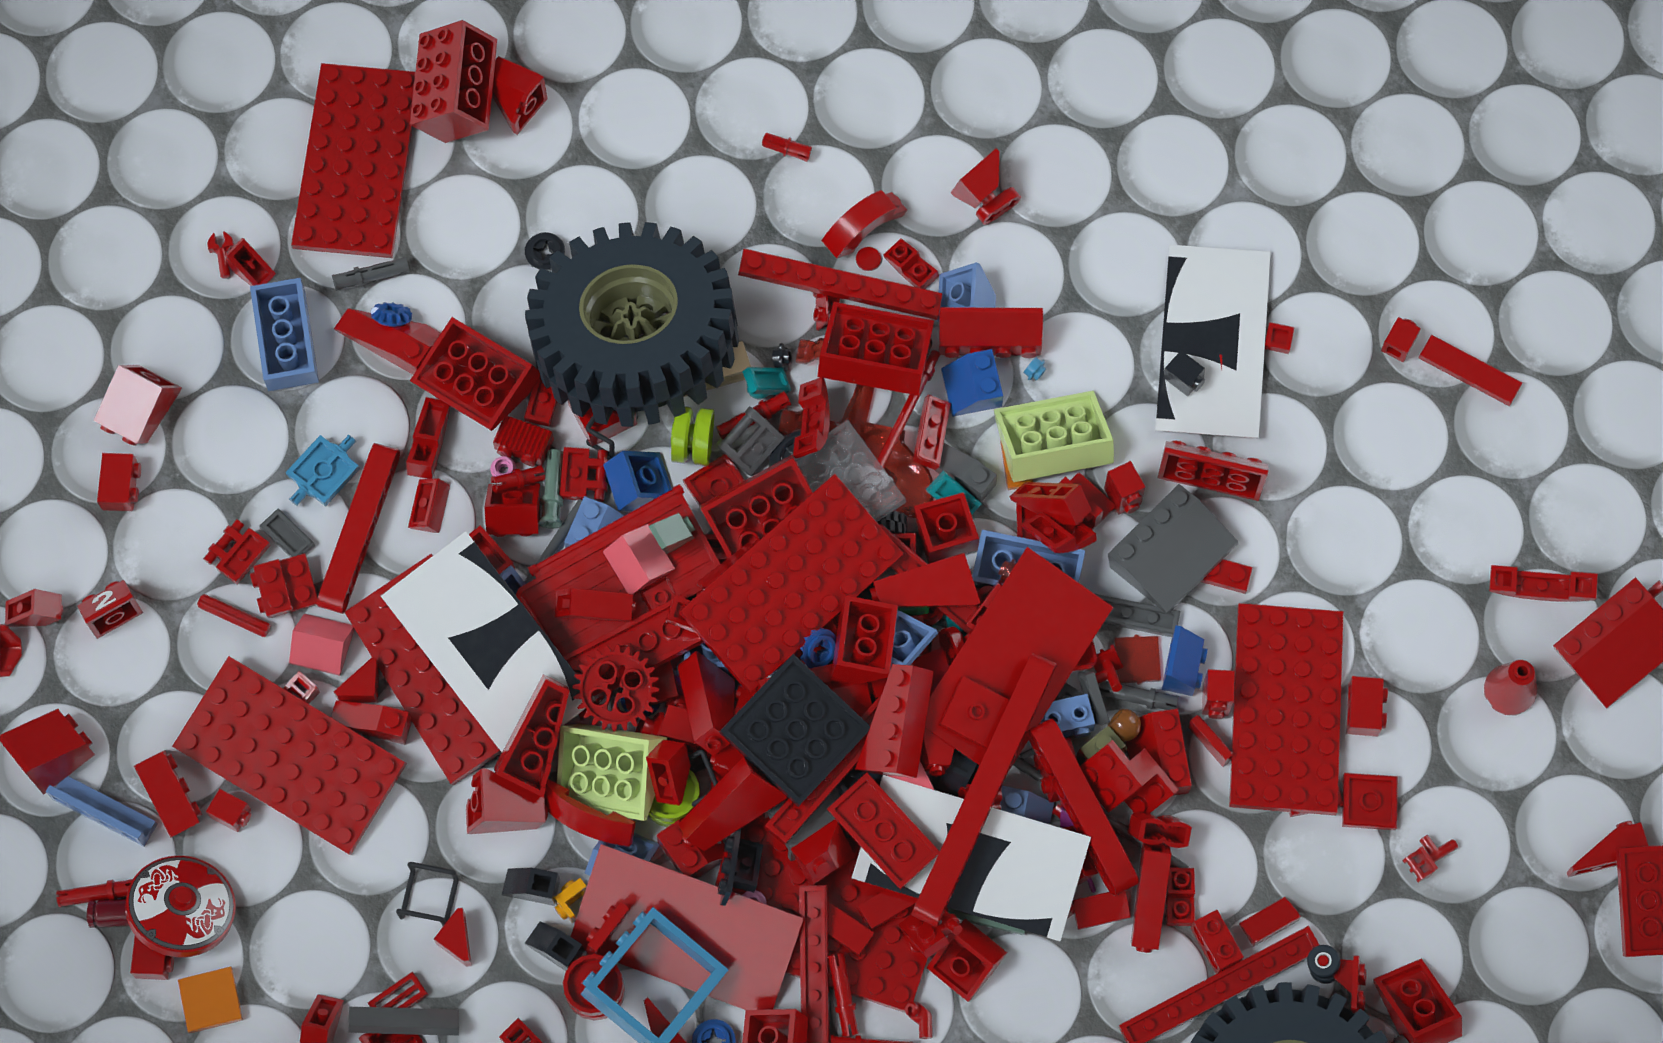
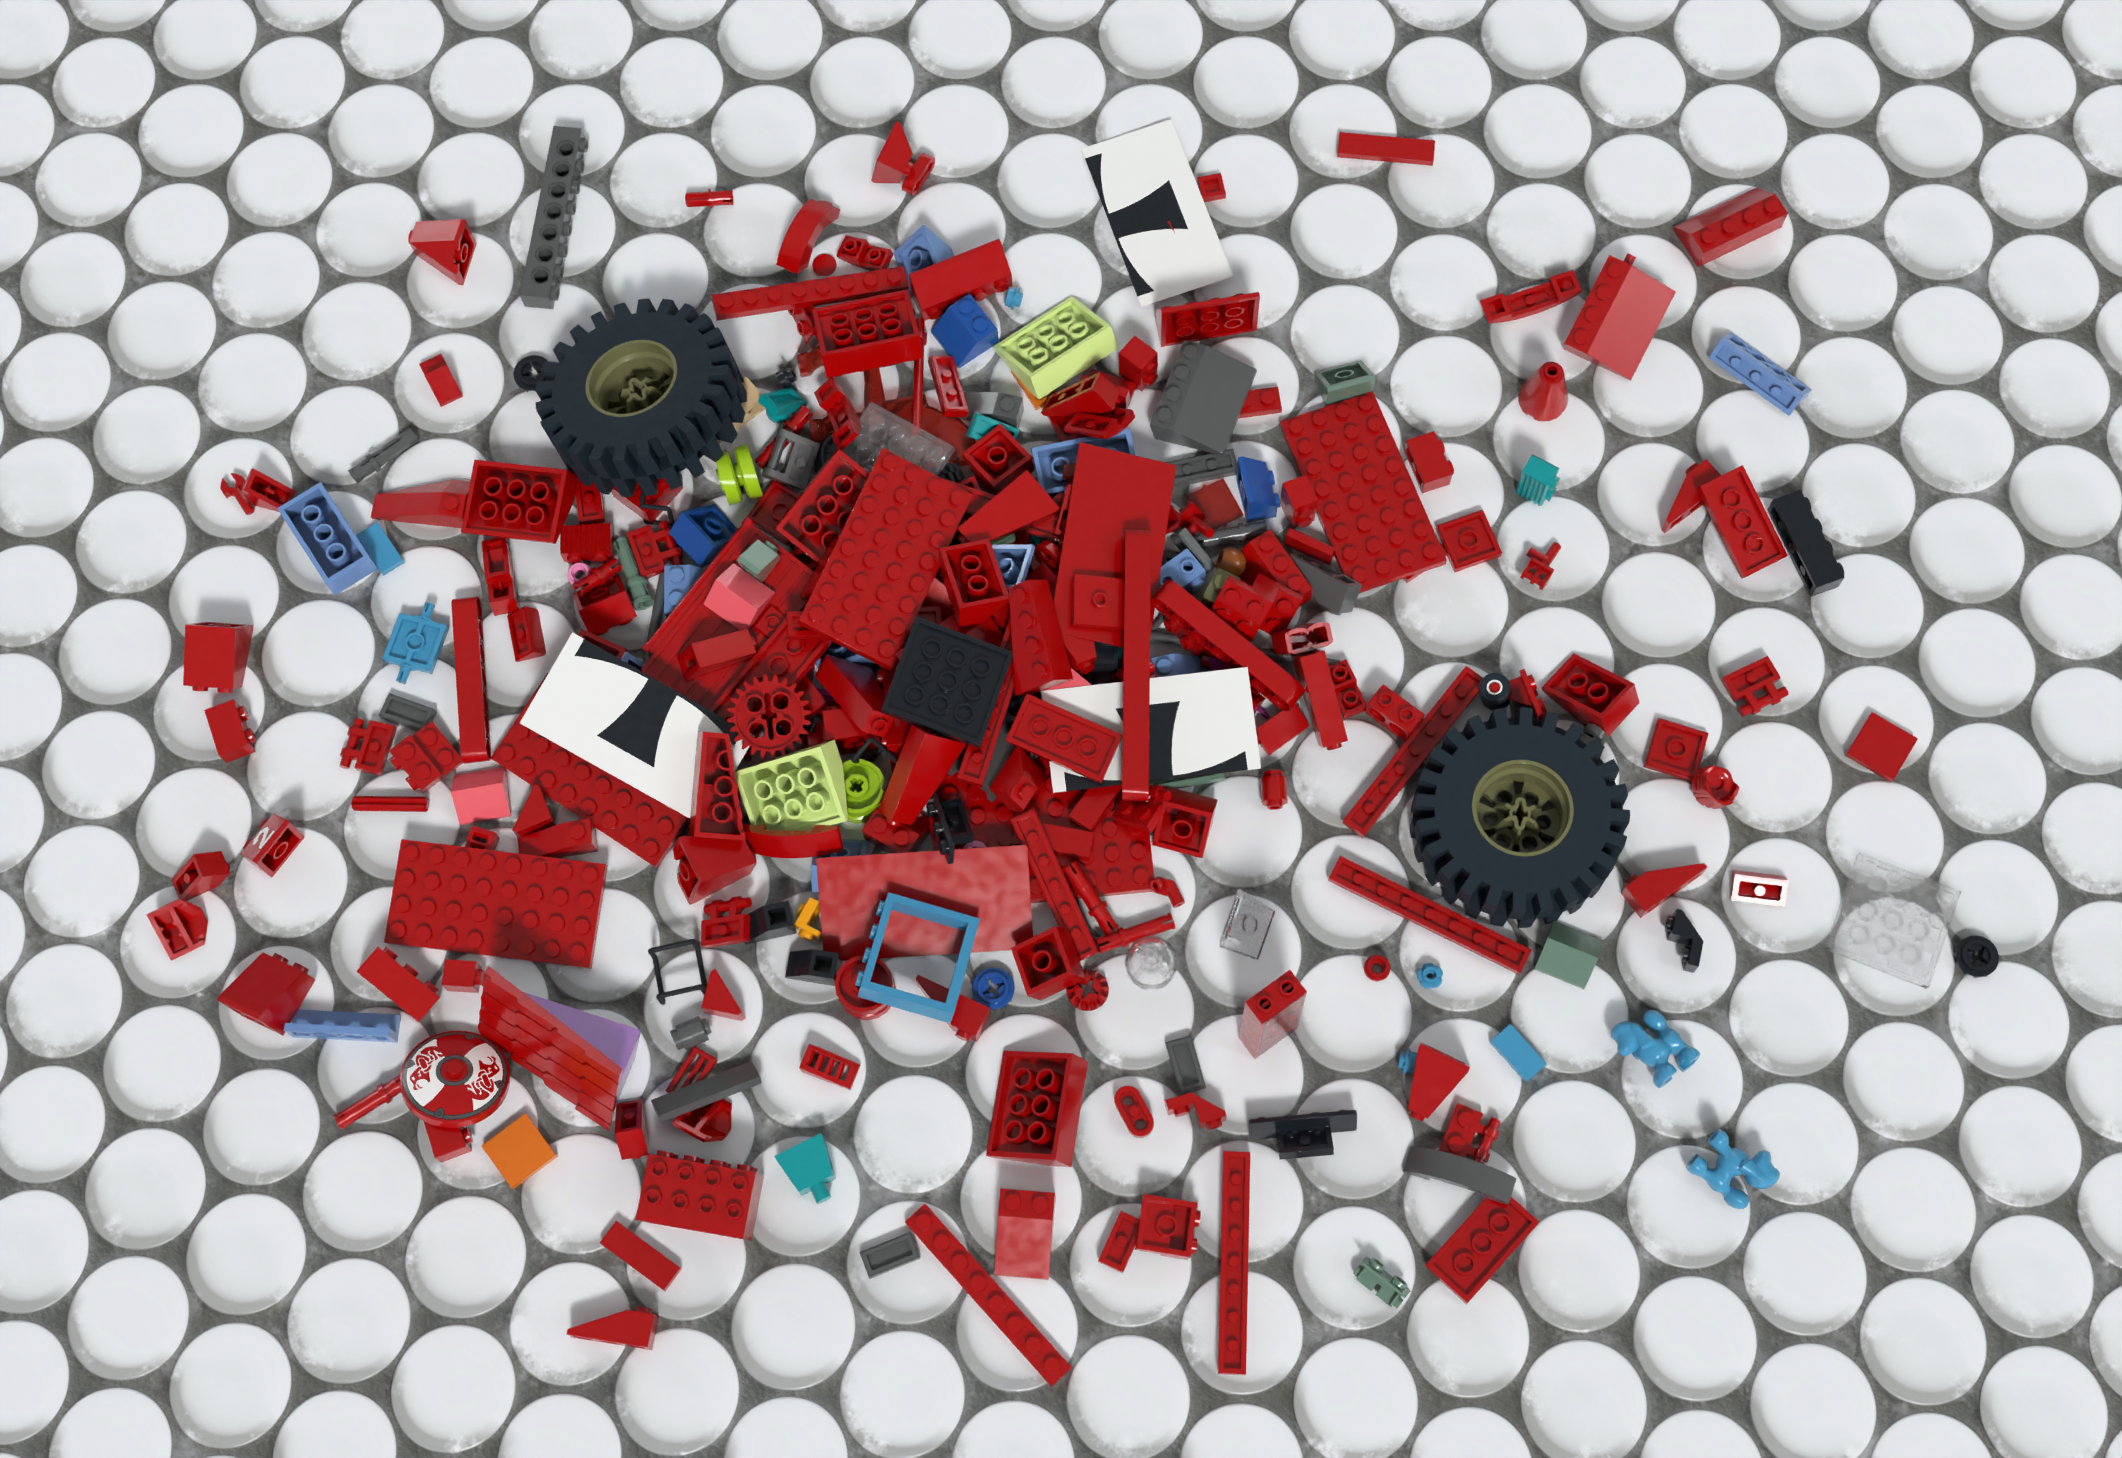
camera: 20 degrees left, 0 degrees up
(106, 913) = (390, 1115): dark red piece -> none
(296, 926) = (567, 1048): none -> red piece
(329, 363) = (380, 548): none -> dark azure tile
(355, 161) = (326, 364): red plate -> none
(391, 314) = (418, 482): blue gear -> none
(414, 958) = (691, 1033): none -> dark grey brick
(453, 81) = (385, 257): red brick -> none
(455, 221) = (441, 380): none -> red slope
(488, 874) = (729, 929): none -> red plate
(598, 937) = (851, 940): red wing -> none
(669, 771) = (850, 767): red slope -> none
(670, 32) = (563, 141): none -> dark grey brick
(821, 657) = (932, 595): blue gear -> none
(1066, 966) = (1273, 789): none -> red brick
(1184, 373) = (1145, 247): black brick -> none
(1209, 787) = (1328, 585): none -> dark grey slope
(1269, 921) = (1430, 677): red slope -> none
(1319, 590) = (1344, 382): none -> sand green slope
(1401, 339) = (1316, 146): red brick -> none
(1463, 772) = (1538, 480): none -> teal brick

